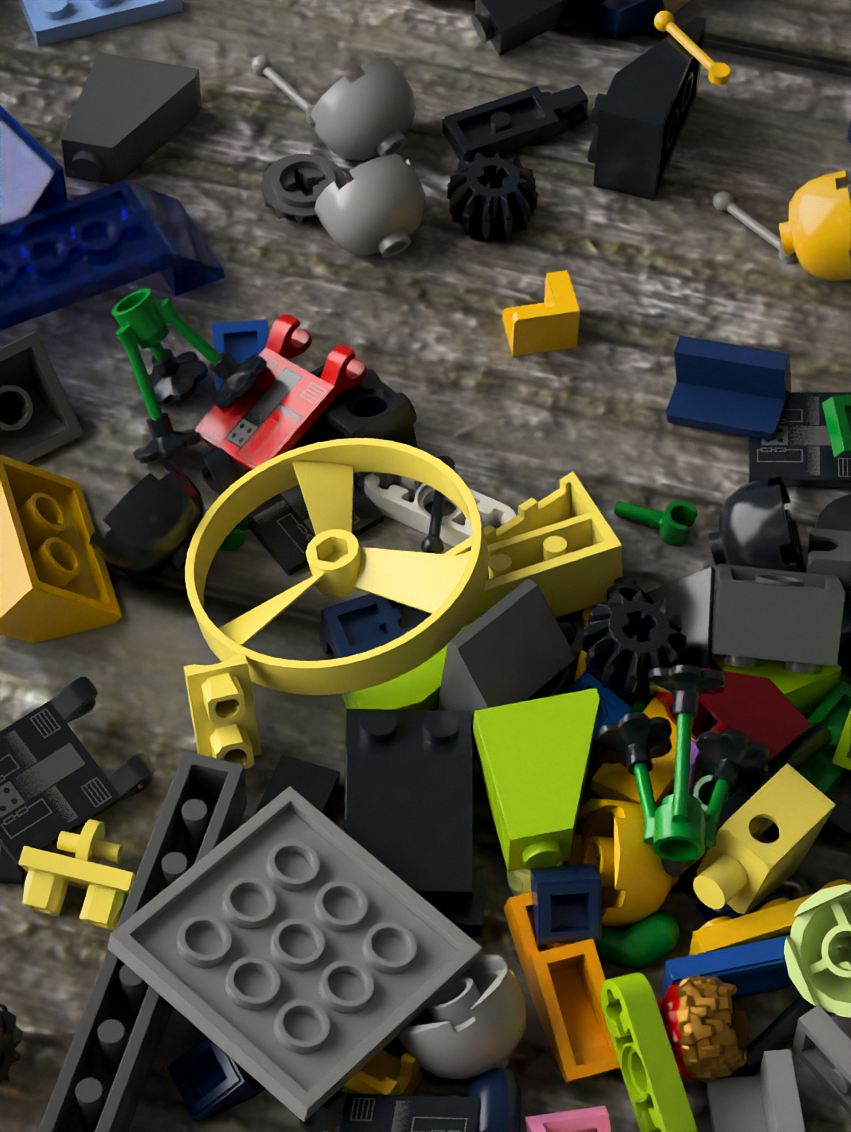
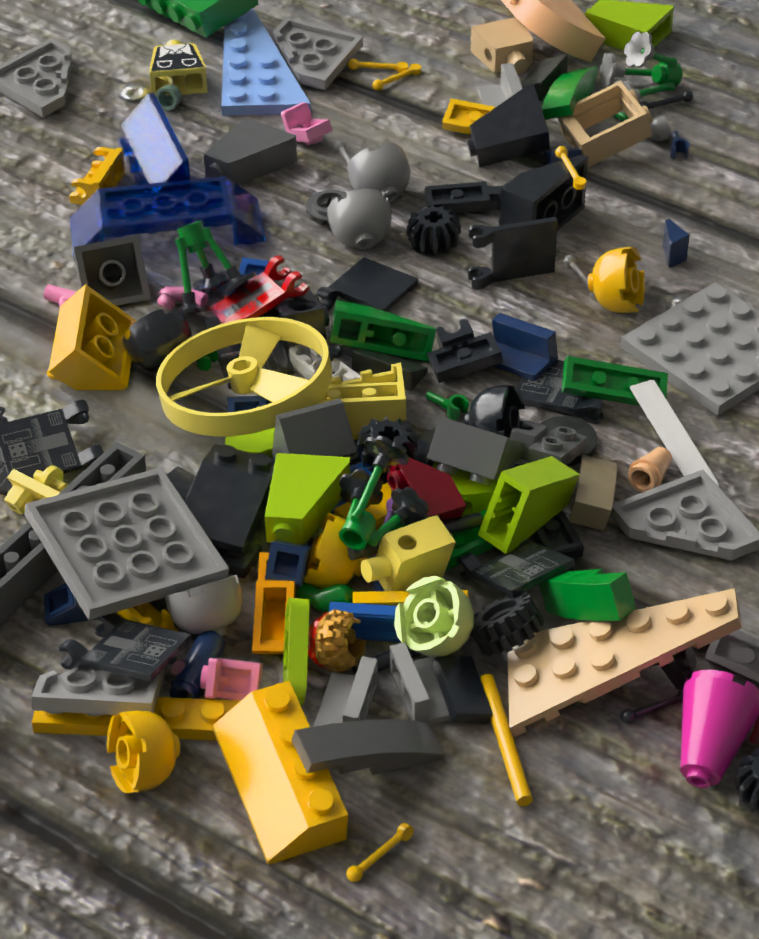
camera: 20 degrees right, 10 degrees down
(118, 421) = (170, 295): none -> bright pink arm
(195, 45) = (300, 123): none -> bright pink bracket
(223, 710) = (152, 432): light yellow hips -> none
(436, 325) = (368, 285): none -> black flag
(497, 412) = (380, 331): none -> green slope
(527, 470) = (381, 362): none -> pearl dark grey slope
(546, 324) = (431, 297): yellow panel -> none
(644, 420) = (462, 352): none -> black plate
(648, 212) = (517, 250): none -> black flag

